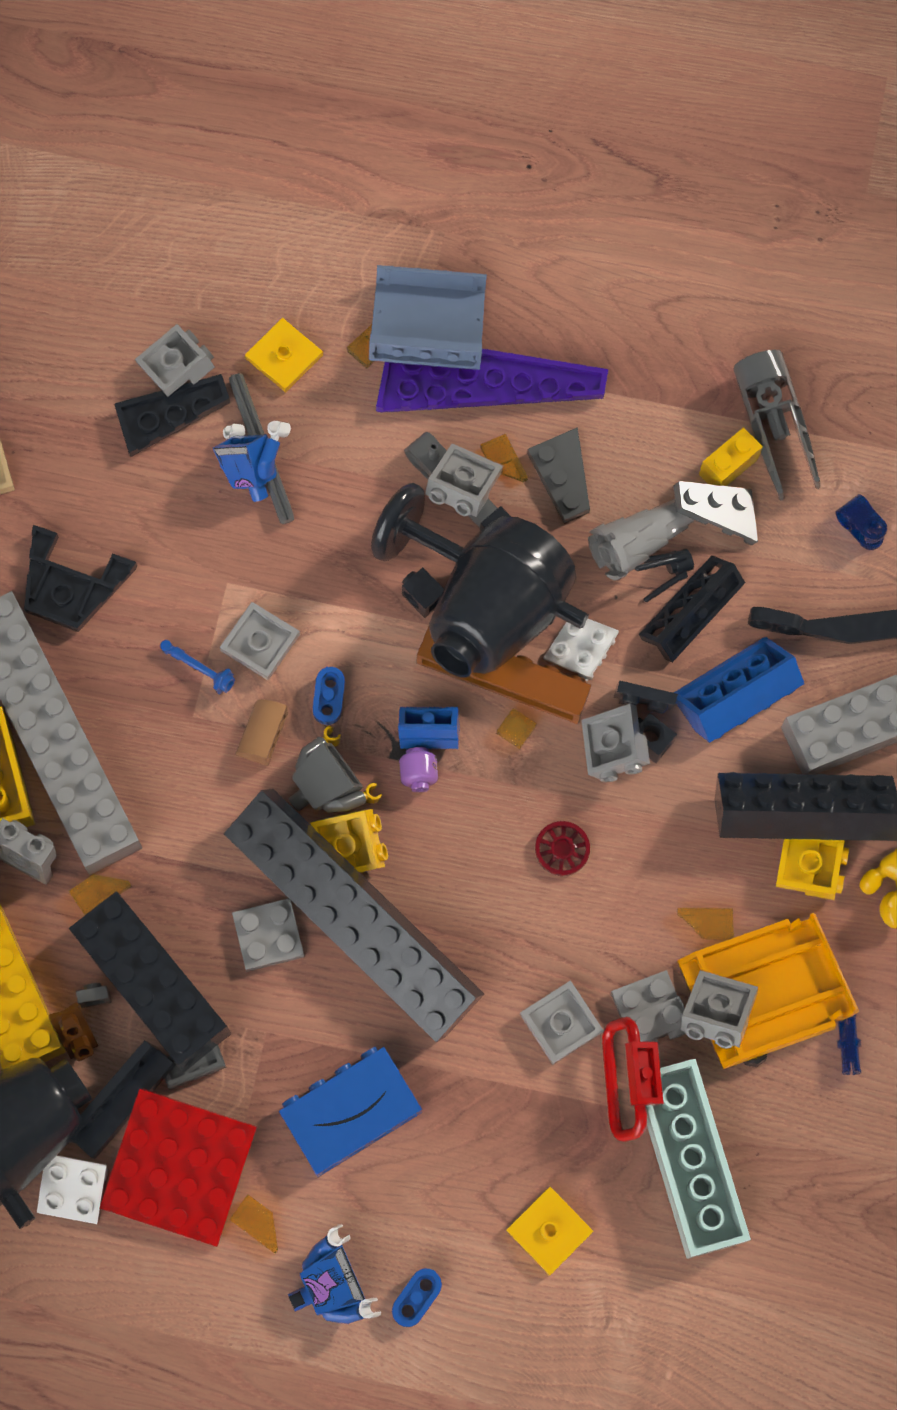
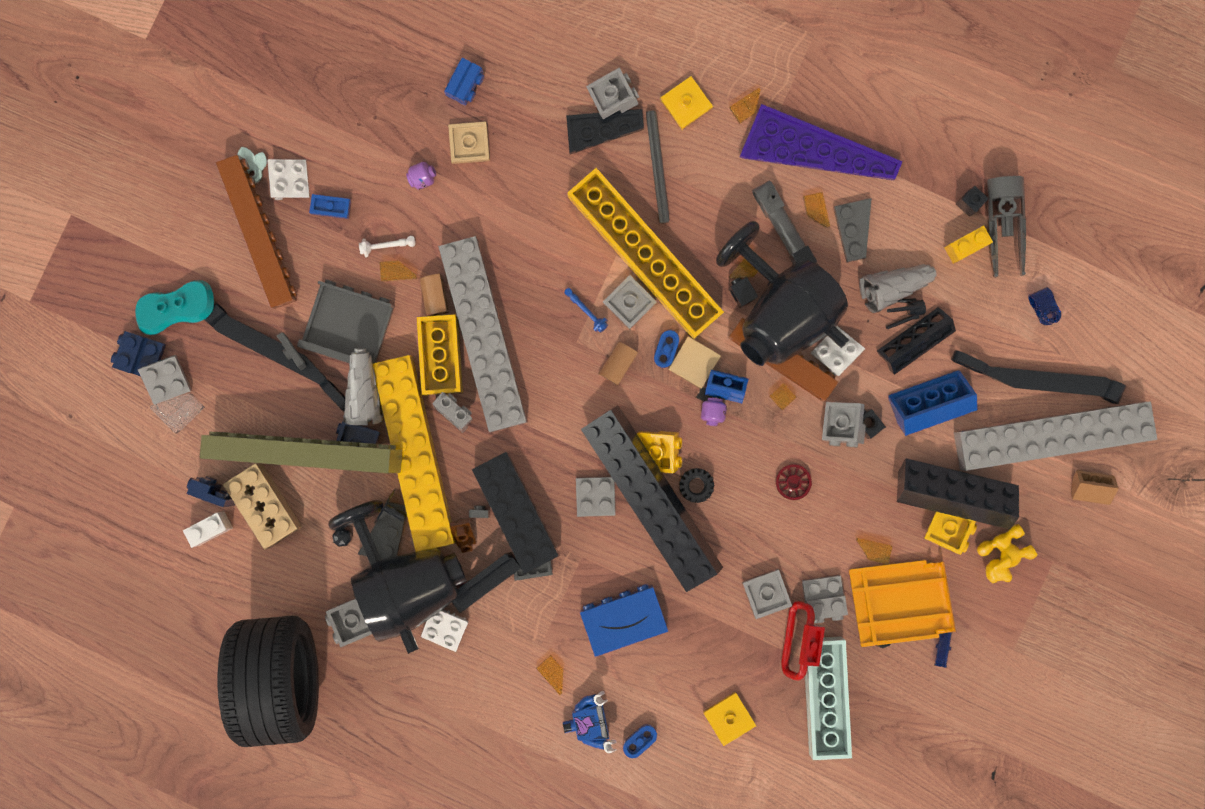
camera: 15 degrees right, 15 degrees up
(64, 593) = (508, 241): black wing -> none
(95, 890) = (493, 445): clear yellow tile -> none
(178, 1167) = (511, 631): red plate -> none
(250, 458) = (647, 176): blue torso -> none
(268, 567) = (644, 253): none -> yellow brick
(327, 779) = (653, 405): dark grey torso -> none
(374, 707) = (694, 362): none -> tan tile
(409, 867) = (708, 485): none -> black tyre
(420, 557) = (744, 270): none -> clear yellow tile
(428, 317) = (789, 98): sand blue panel -> none
(463, 480) = (787, 224): light grey plate -> none
(657, 700) = (867, 397): black plate -> none
(718, 1009) = (868, 612): light grey plate -> none
(719, 505) = (953, 276): wing -> none
(720, 401) = (972, 201): none -> black brick

